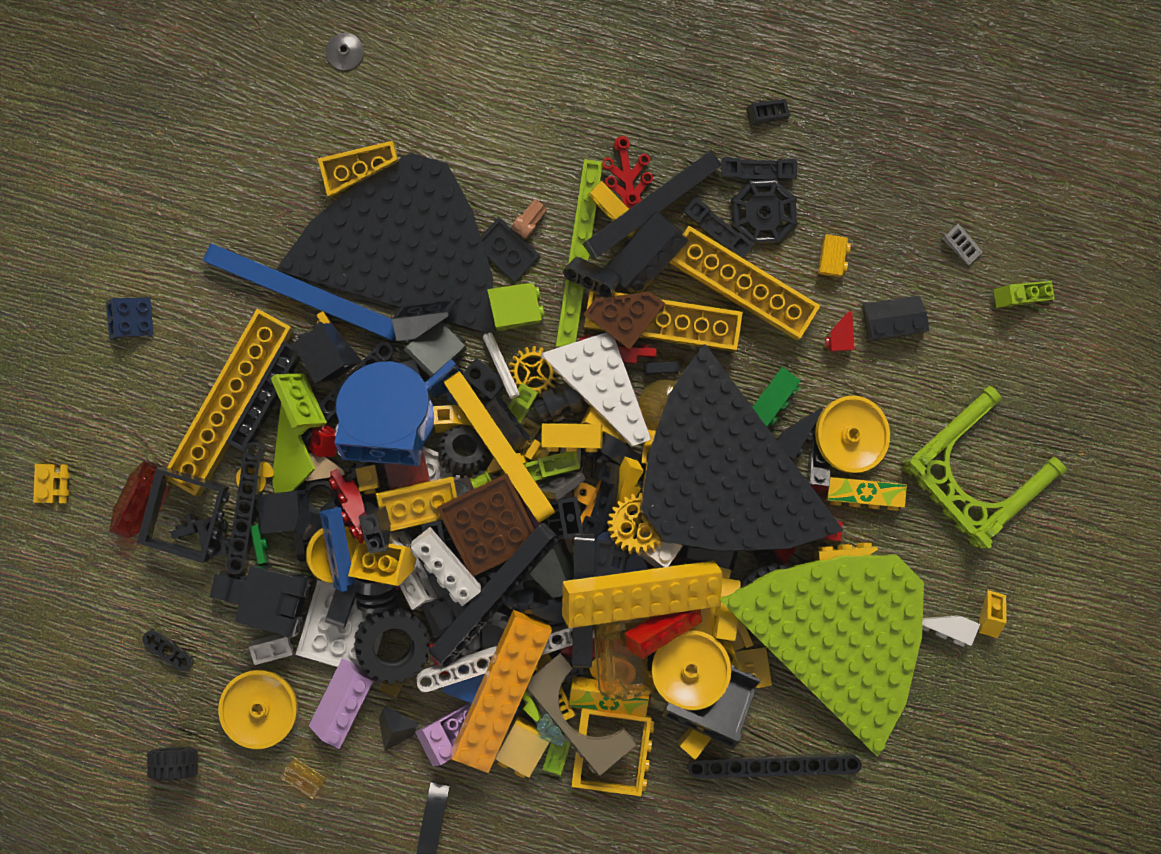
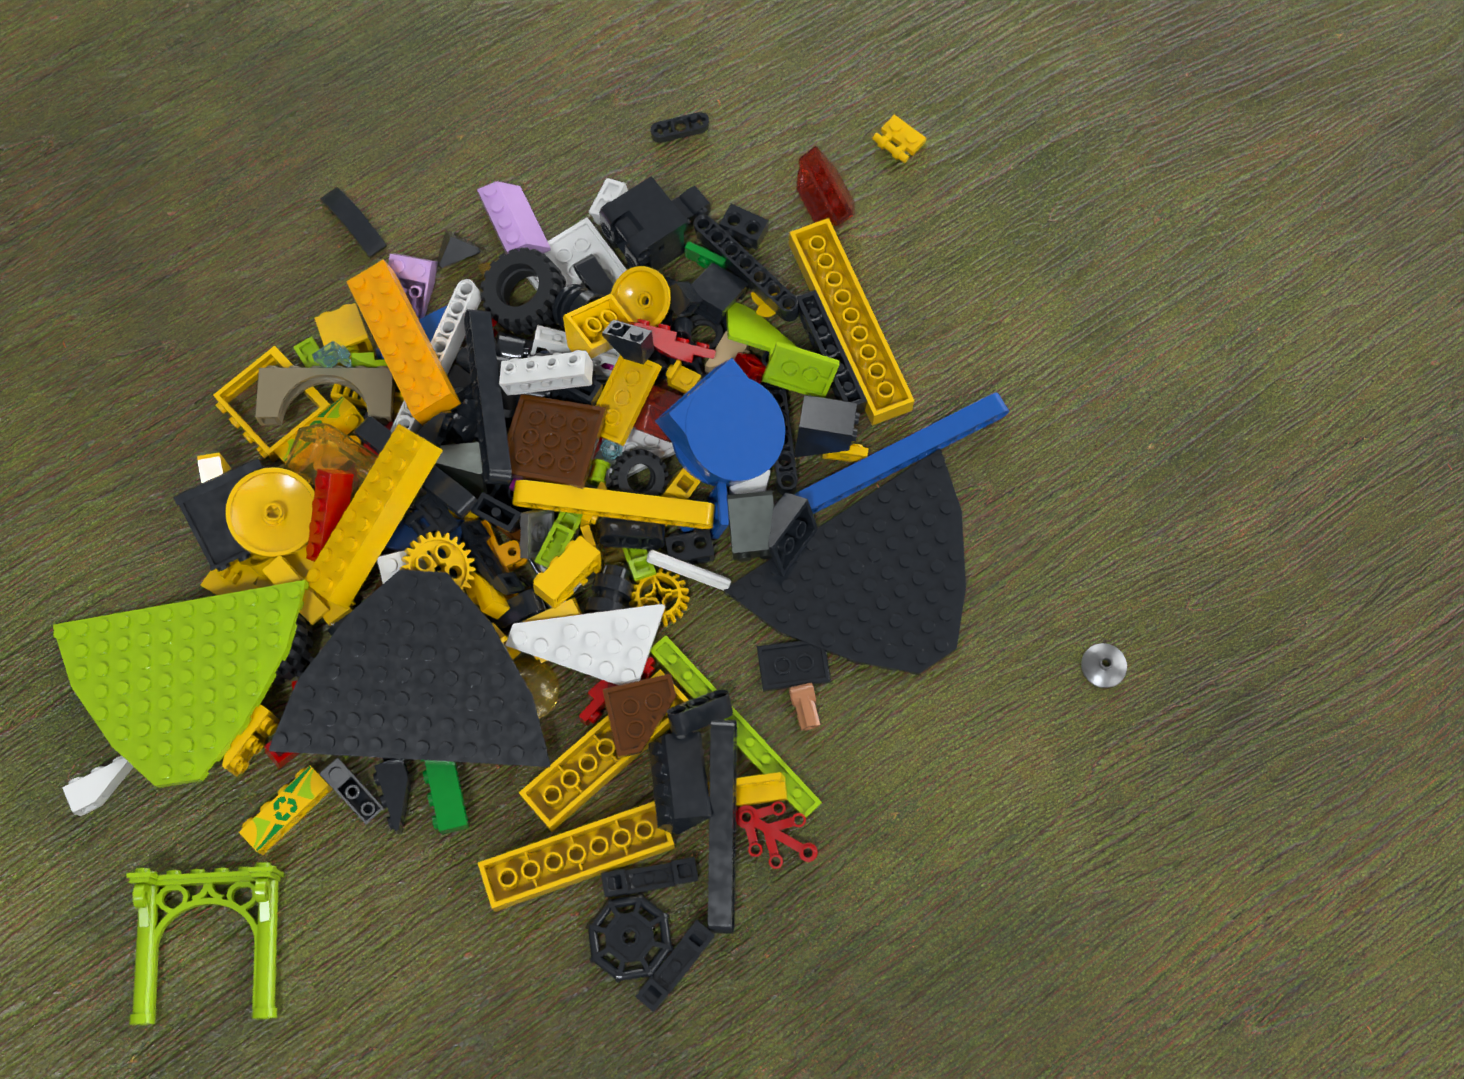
camera: 130 degrees right, 15 degrees down
(129, 317) = (993, 299): dark blue bracket -> none
(153, 507) = (802, 186): black window -> none
(172, 763) = (582, 59): black tyre -> none
(184, 530) = (769, 211): black bracket -> none
(258, 709) = (568, 155): yellow dish -> none
(303, 778) = (482, 152): clear yellow slope -> none
(336, 548) = (643, 301): blue fence -> none
(353, 166) = (982, 584): yellow wedge -> none
(515, 306) = (732, 625): lime slope -> none
(662, 367) = (564, 716): black beam -> none
(756, 114) = (741, 1010): black slope -> none
(782, 770) = (120, 533): black beam -> none
(833, 256) = (529, 968): yellow brick -> none
(841, 335) = (448, 911): red slope -> none
(852, 434) = (347, 841): yellow dish -> none
(895, 318) = (419, 980): black slope -> none
(993, 614) = (70, 836): yellow slope -> none

